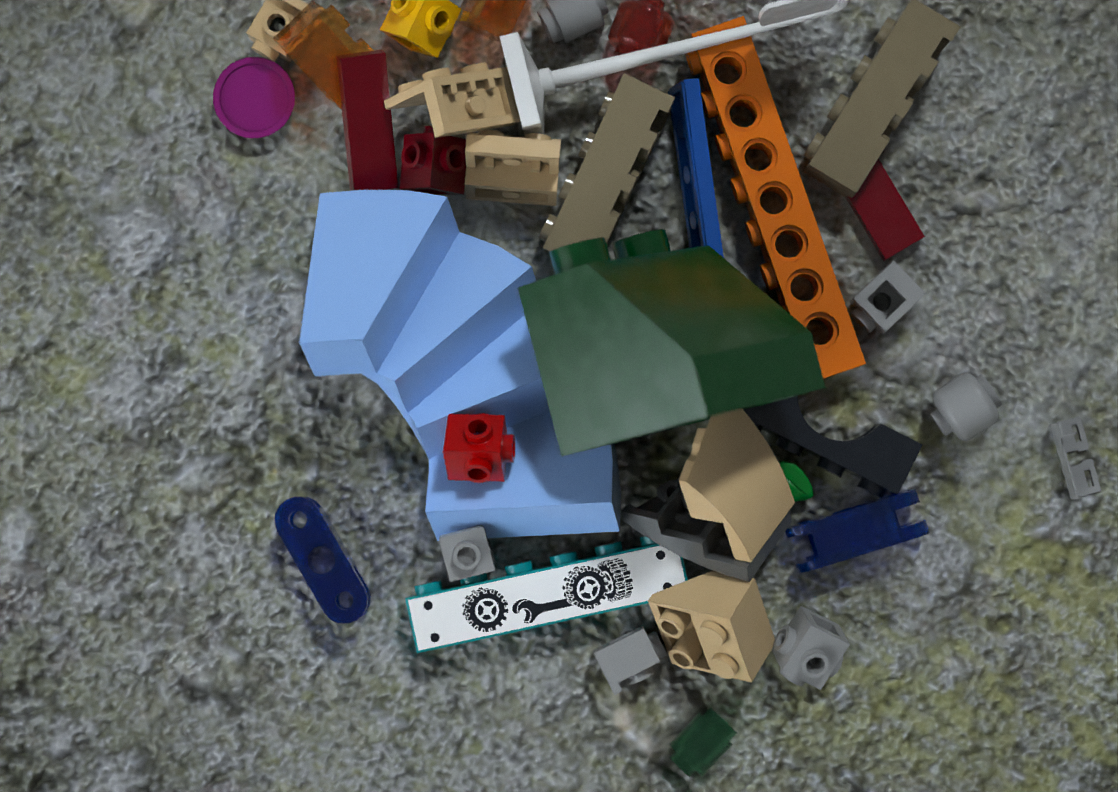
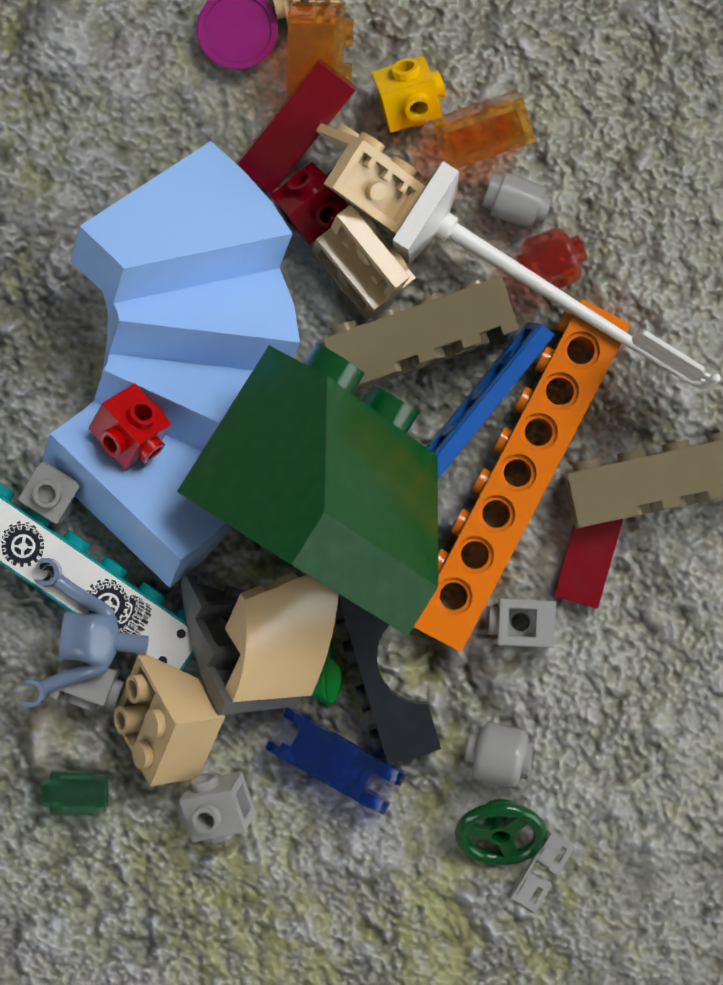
camera: 50 degrees right, 0 degrees up
(598, 627) = (84, 637): none -> sand blue piece
(1017, 456) = (499, 824): none -> dark green piece

